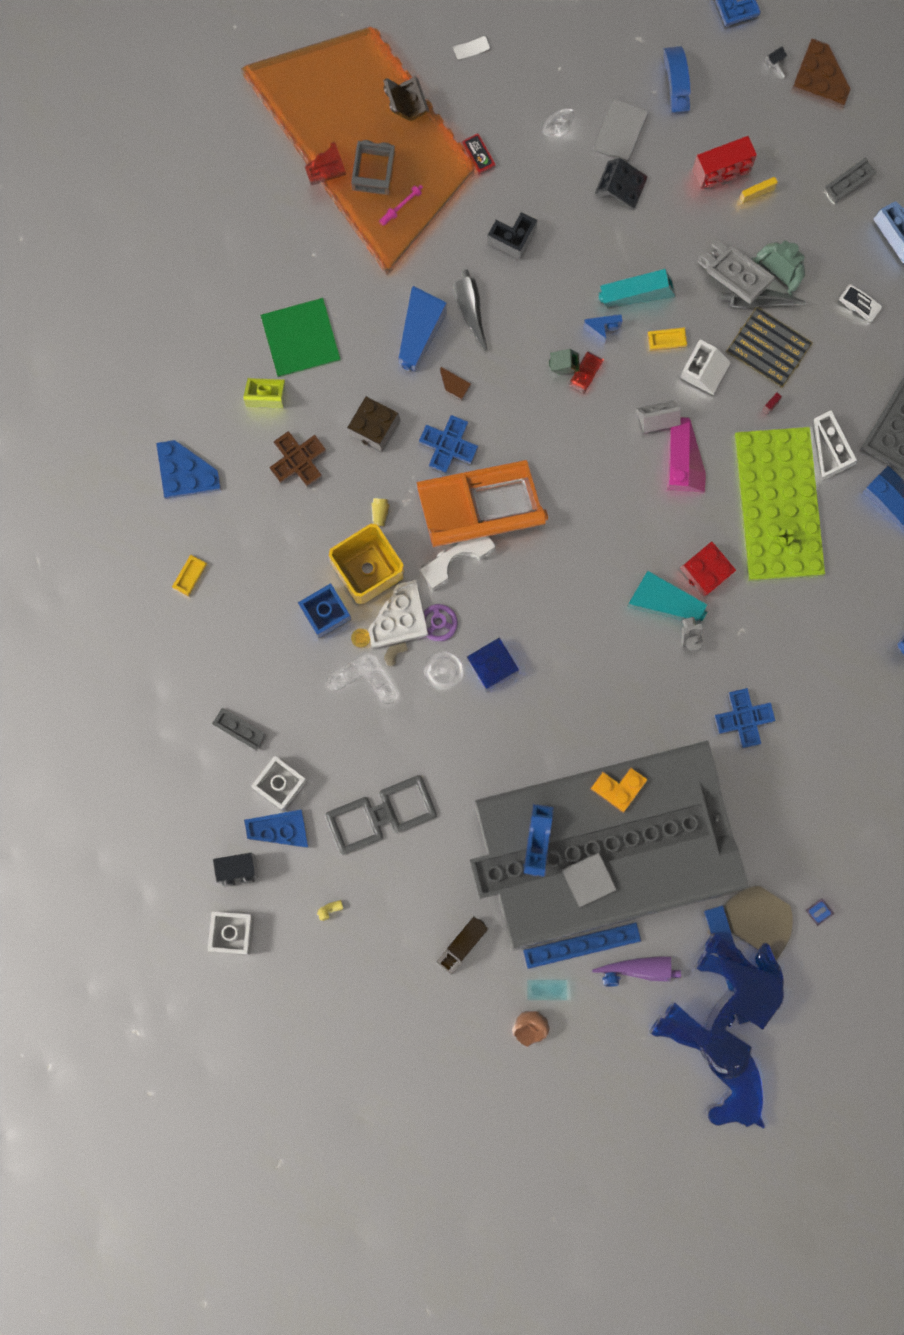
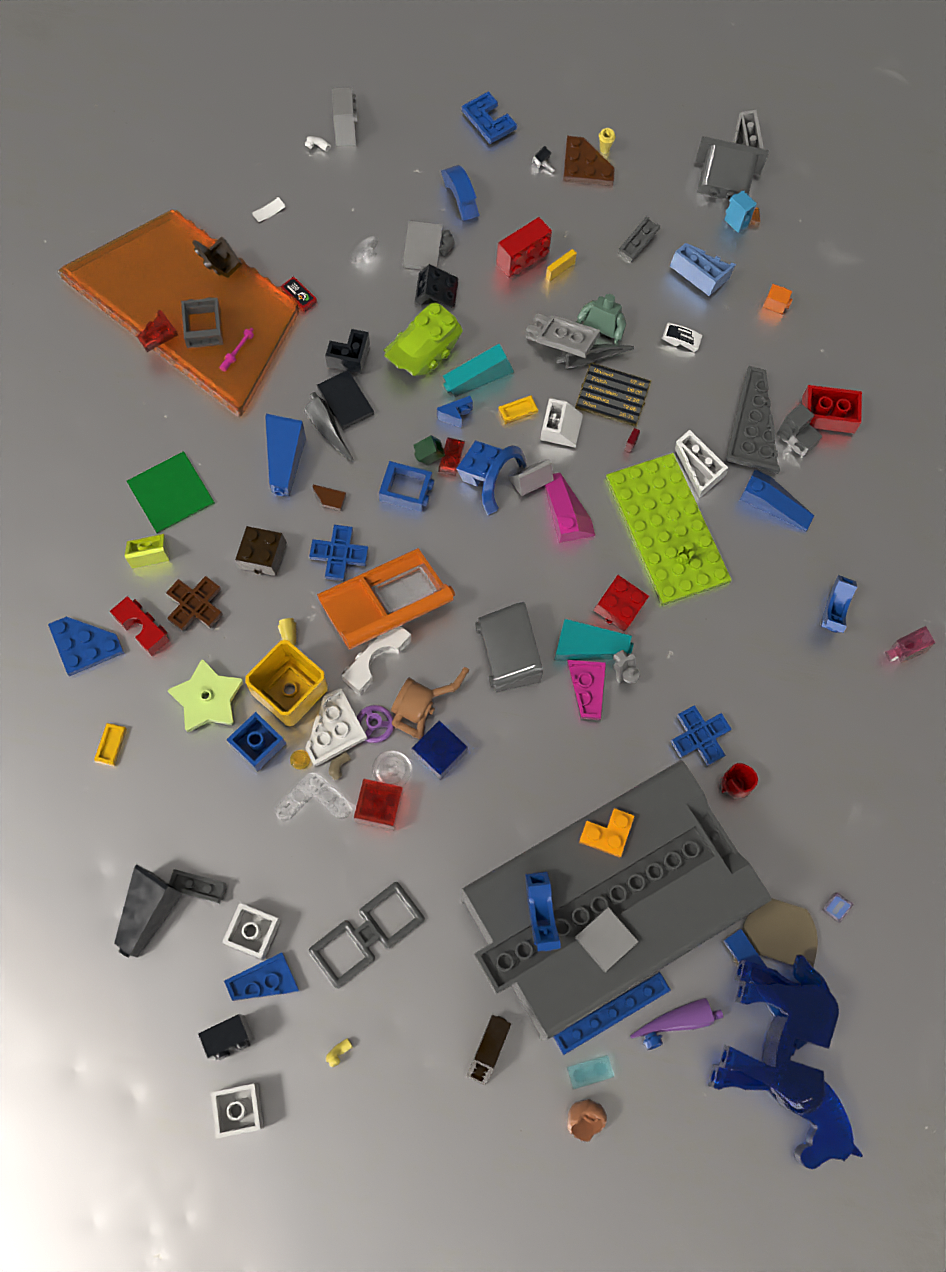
camera: 20 degrees left, 10 degrees down
(189, 737) = (144, 910): none -> black slope
(234, 453) = (130, 613): none -> red arch
(291, 568) = (213, 709): none -> yellowish green plate
(422, 700) = (378, 804): none -> clear red brick
(482, 614) = (416, 703): none -> medium nougat piece
(496, 283) = (345, 399): none -> black tile
(508, 395) = (401, 500): none -> blue window
(586, 584) = (510, 647): none -> dark grey windscreen
(591, 243) = (425, 341): none -> lime slope
(614, 392) = (484, 464): none -> blue piece
(648, 133) = (448, 242): none -> dark grey arm
(651, 642) = (588, 684): none -> dark pink wing
(765, 771) = (739, 780): none -> red helmet
(851, 55) = (606, 139): none -> light yellow cone

